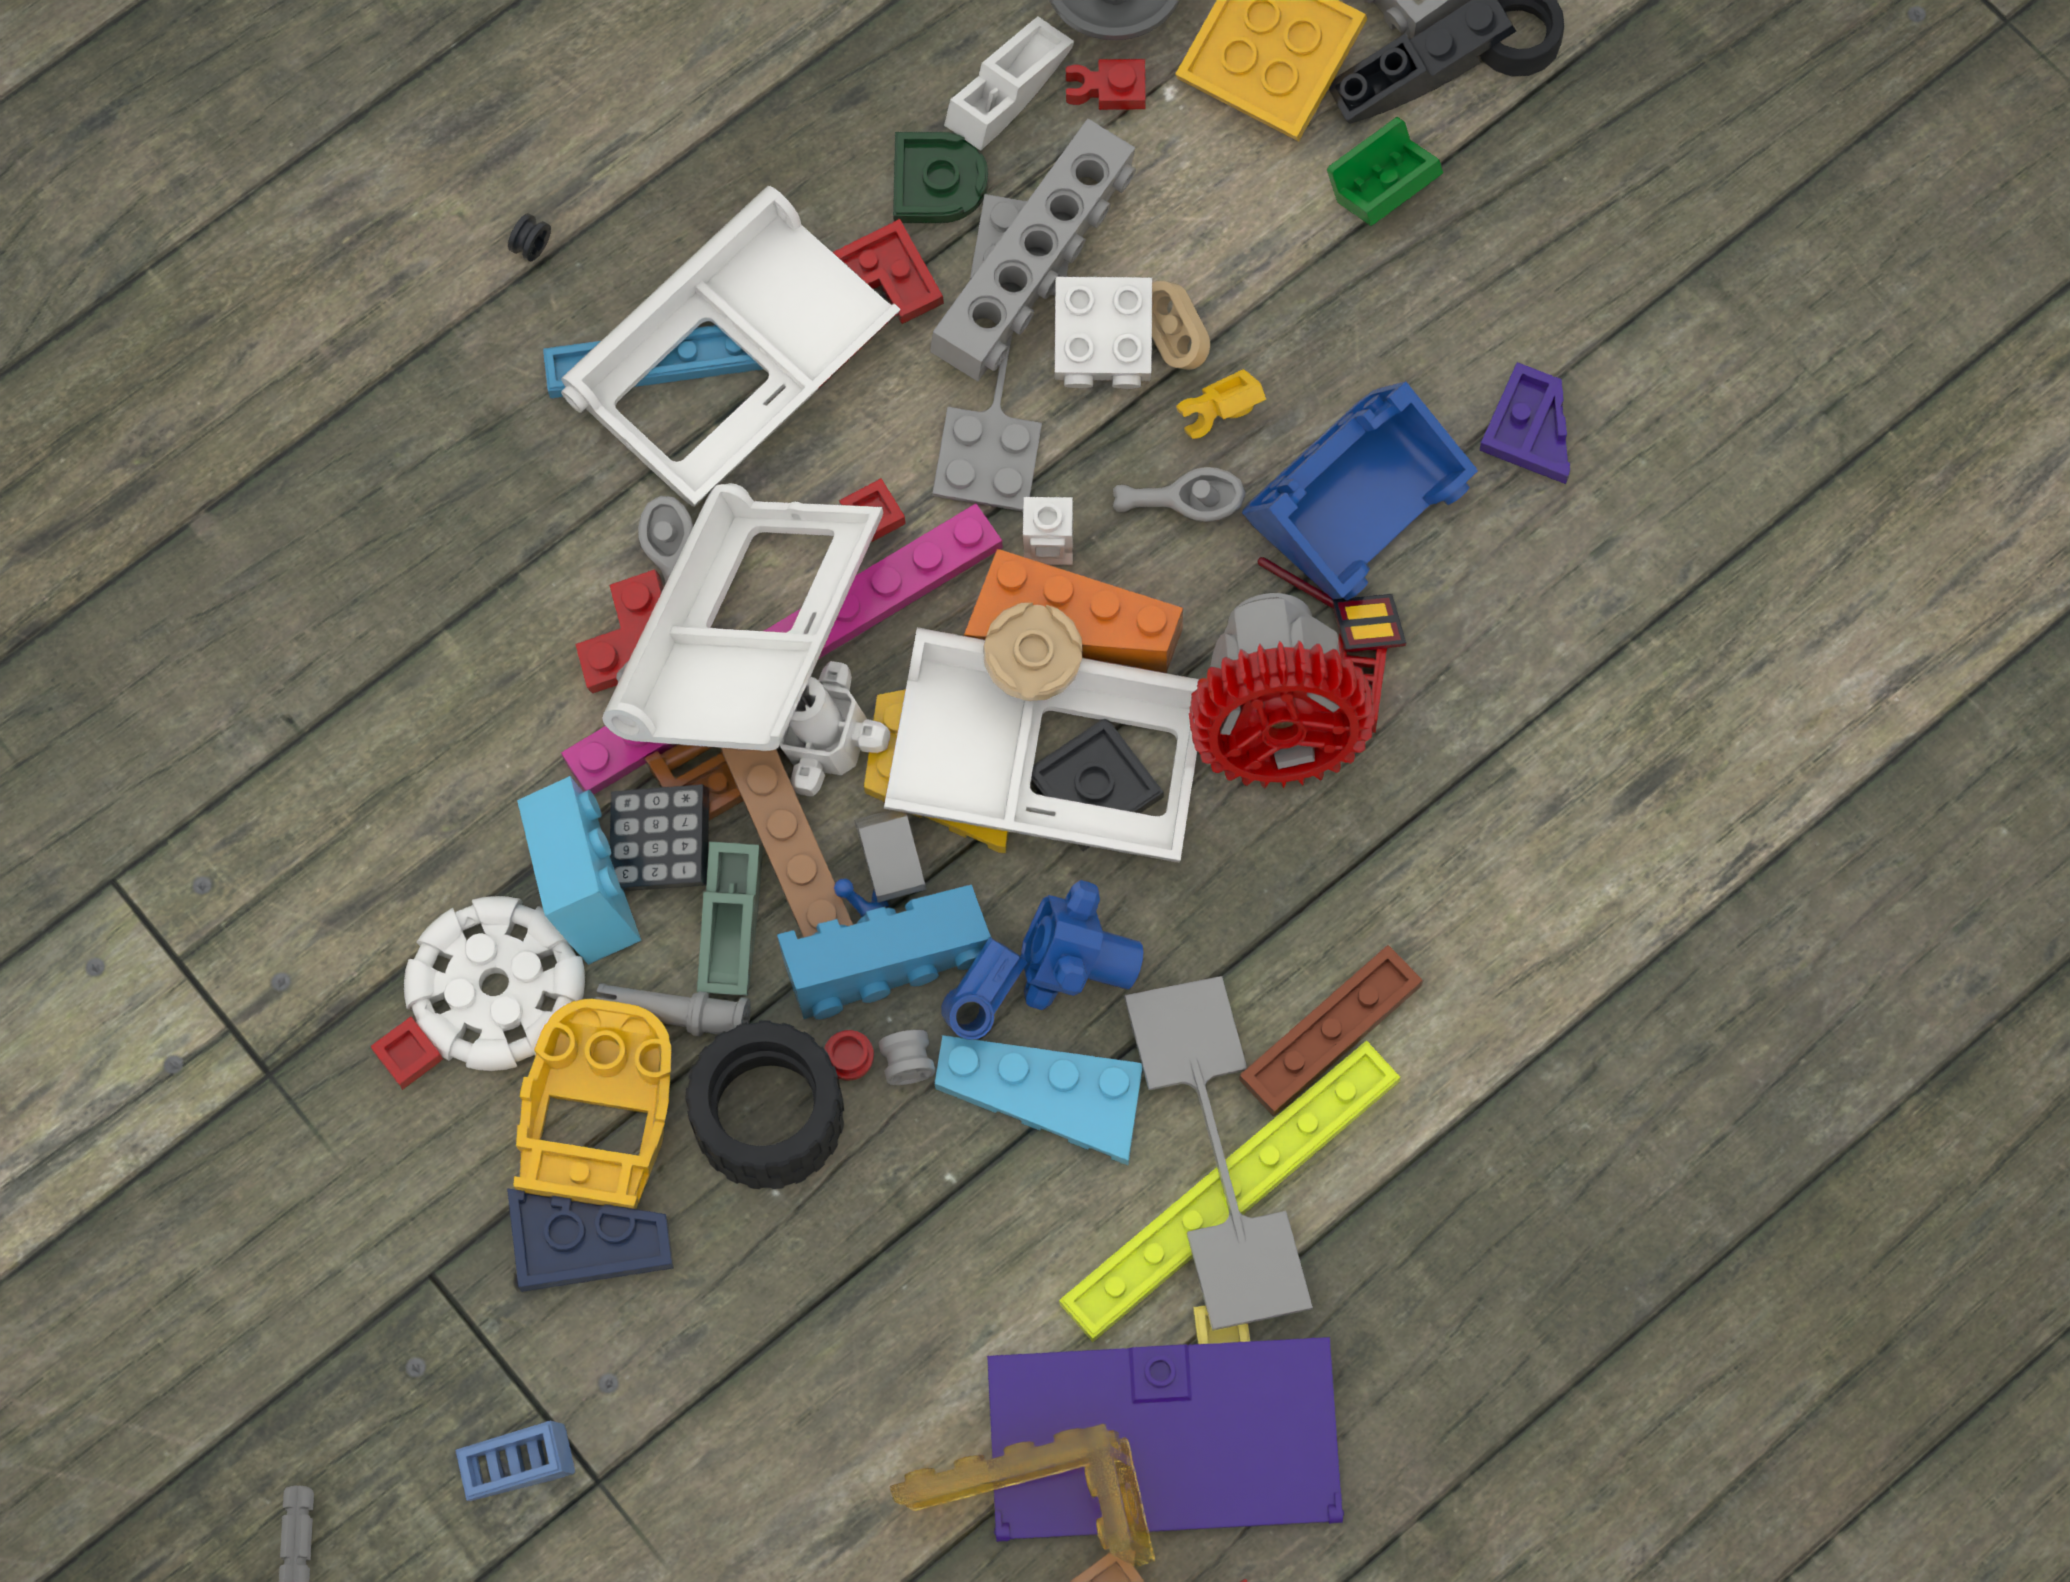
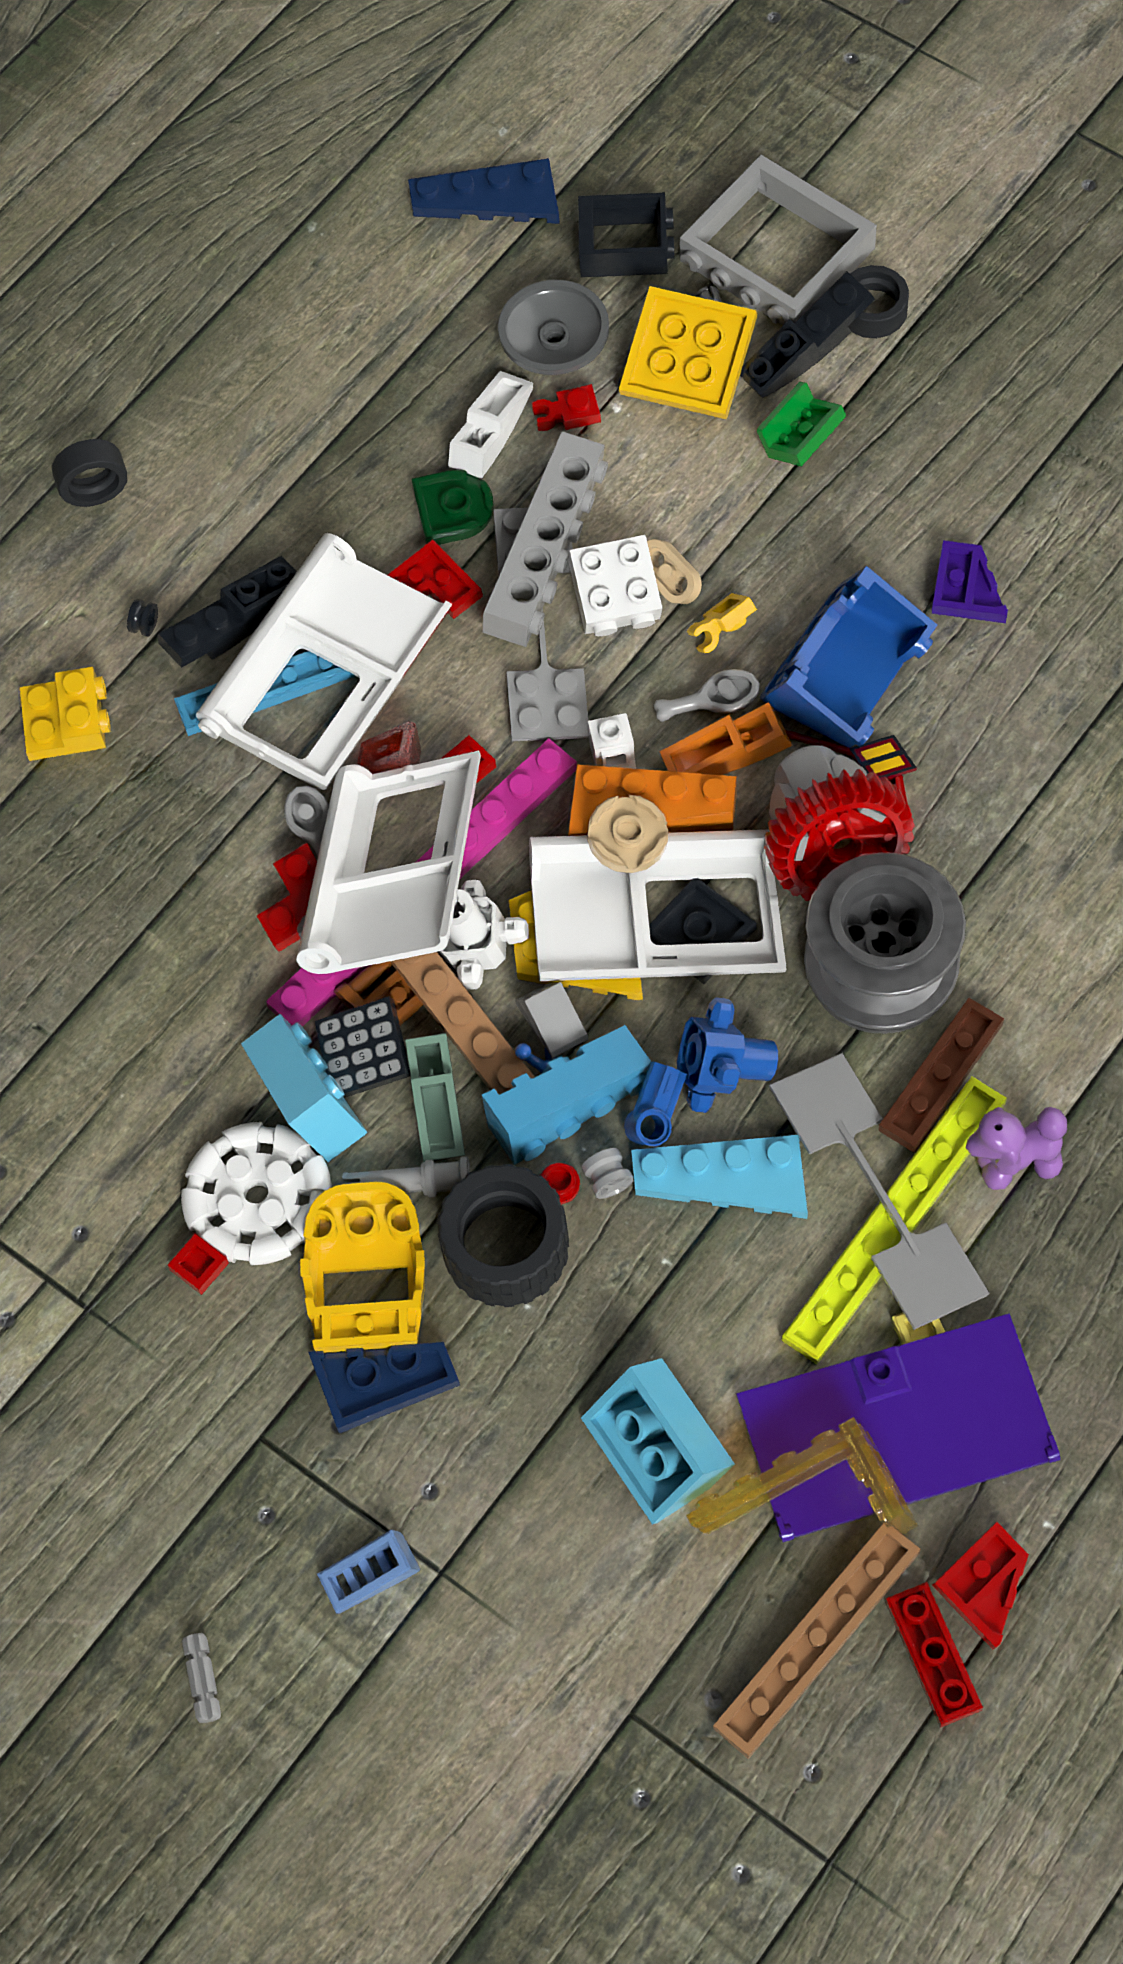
camera: 10 degrees left, 5 degrees down
(409, 339) = (65, 714): none -> yellow plate
(507, 20) = (85, 456): none -> black tyre
(632, 263) = (230, 618): none -> black slope
(783, 477) = (391, 749): none -> clear red slope
(882, 1387) = (657, 1439): none -> medium azure slope
(1187, 562) = (729, 744): none -> orange slope
(1294, 914) = (918, 973): none -> flat silver wheel
(1383, 1142) = (1008, 1147): none -> medium lavender animal

